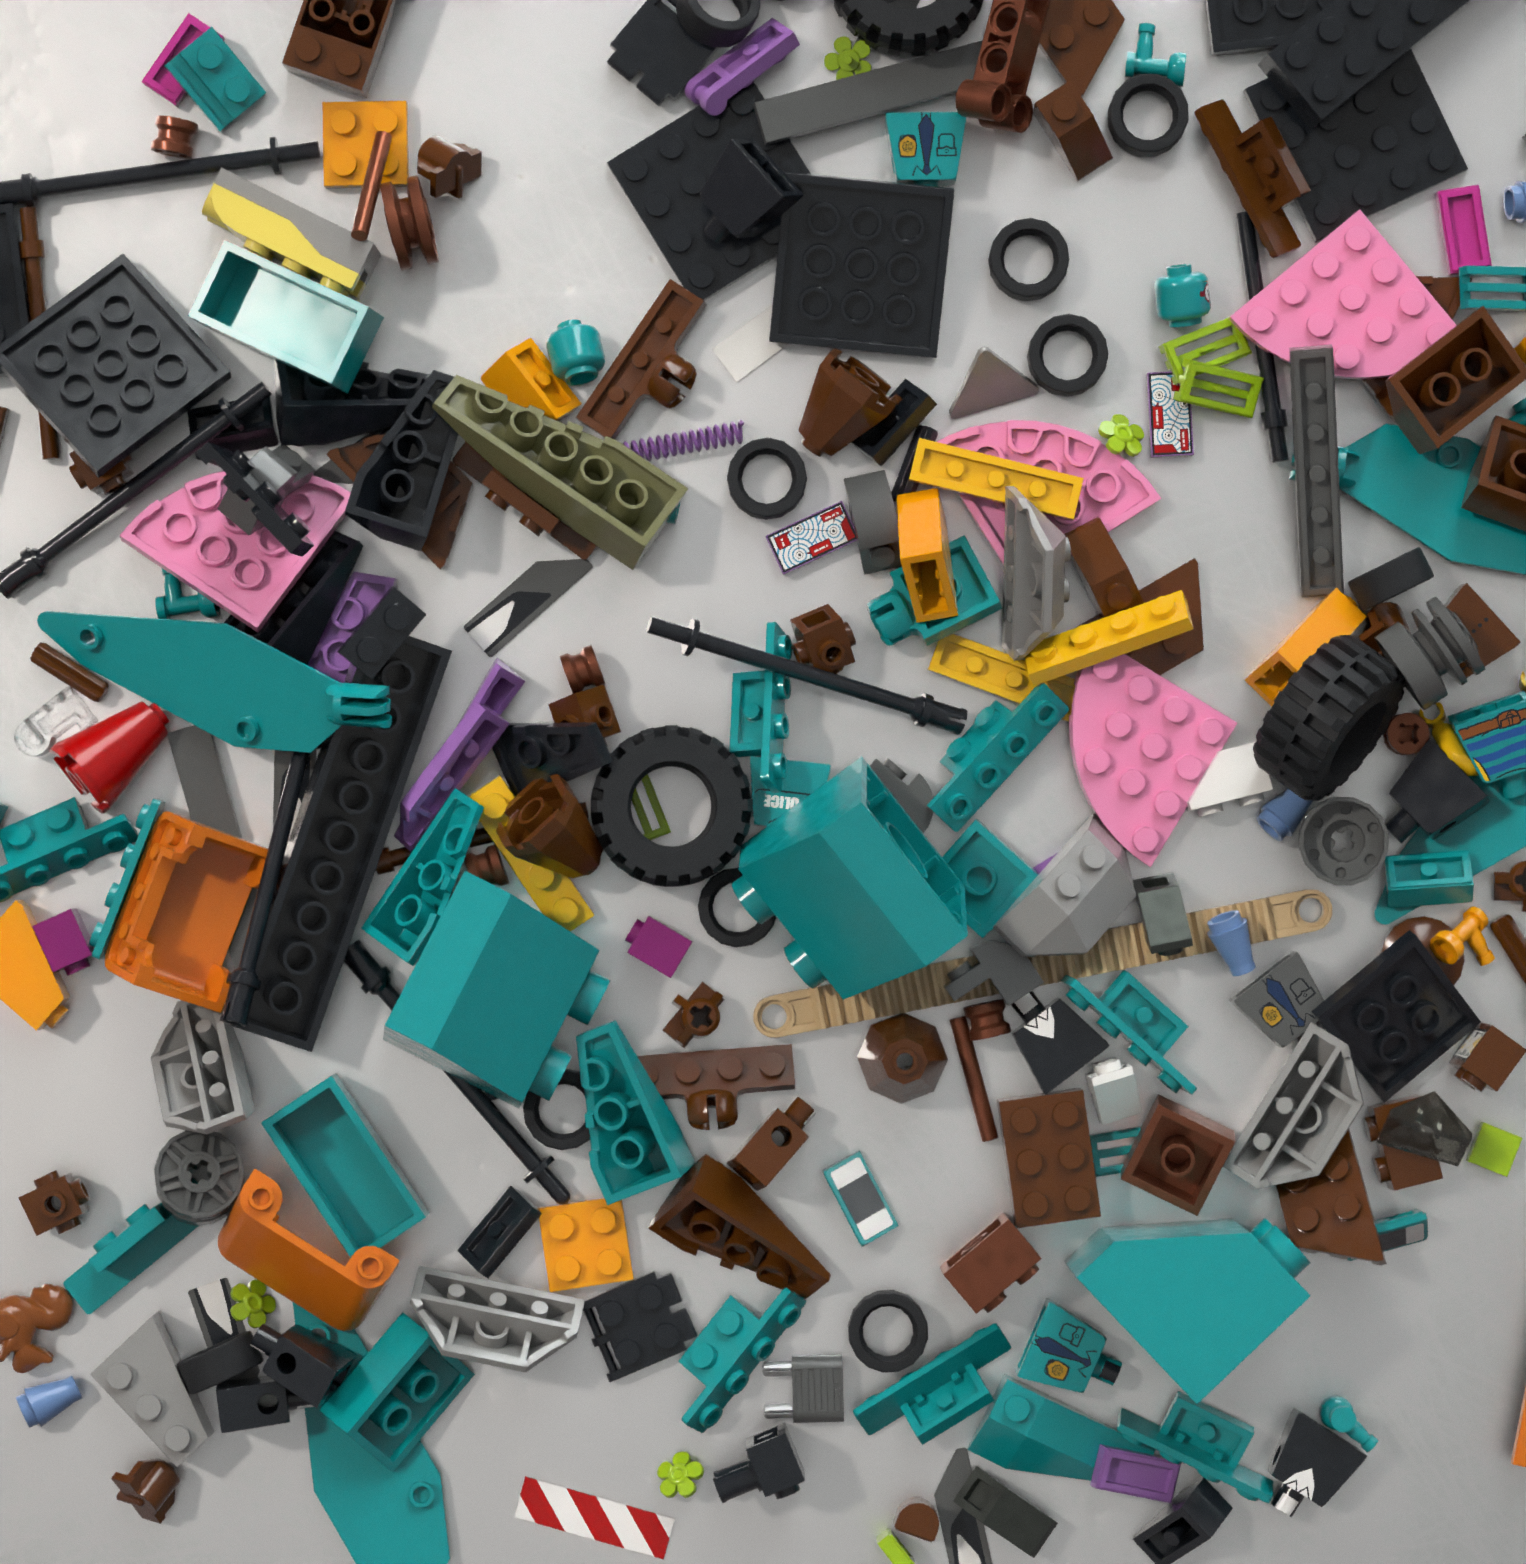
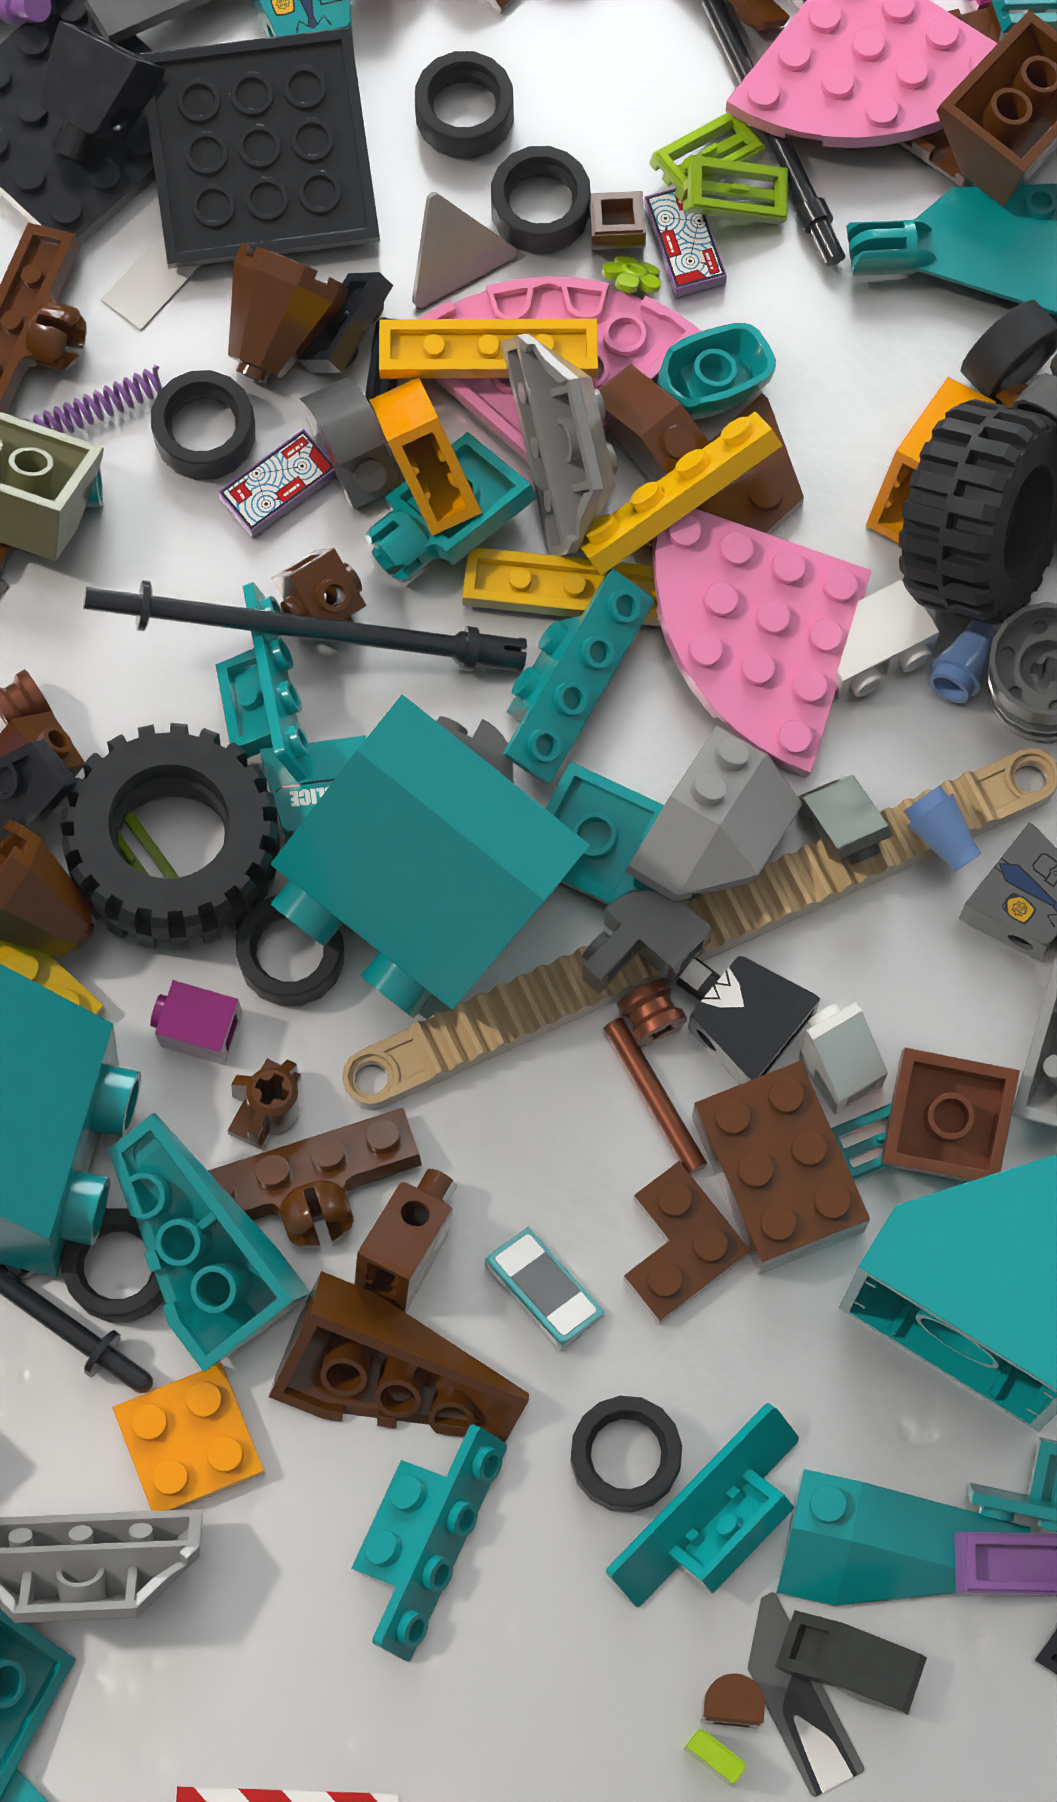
camera: 10 degrees left, 15 degrees down
(499, 1232) = (67, 1450): black plate -> none
(639, 1323) = (286, 1531): black plate -> none
(680, 1476) = (390, 1727): lime plant -> none
(770, 1467) = (510, 1674): black brick -> none
(815, 1388) = (547, 1558): dark grey piece -> none
(898, 1036) = (553, 1091): reddish brown cone -> none
(976, 1194) = (697, 1249): none -> reddish brown plate
(991, 1264) = (739, 1319): copper brick -> none
(1065, 1352) = (873, 1420): teal torso -> none
(1121, 389) = (617, 220): none -> reddish brown brick
(1139, 1018) = (851, 963): teal bracket -> none
(1163, 536) = (717, 368): none -> teal piece
(1182, 296) = (662, 99): teal head -> none
(1316, 469) = (882, 242): dark grey tile -> none

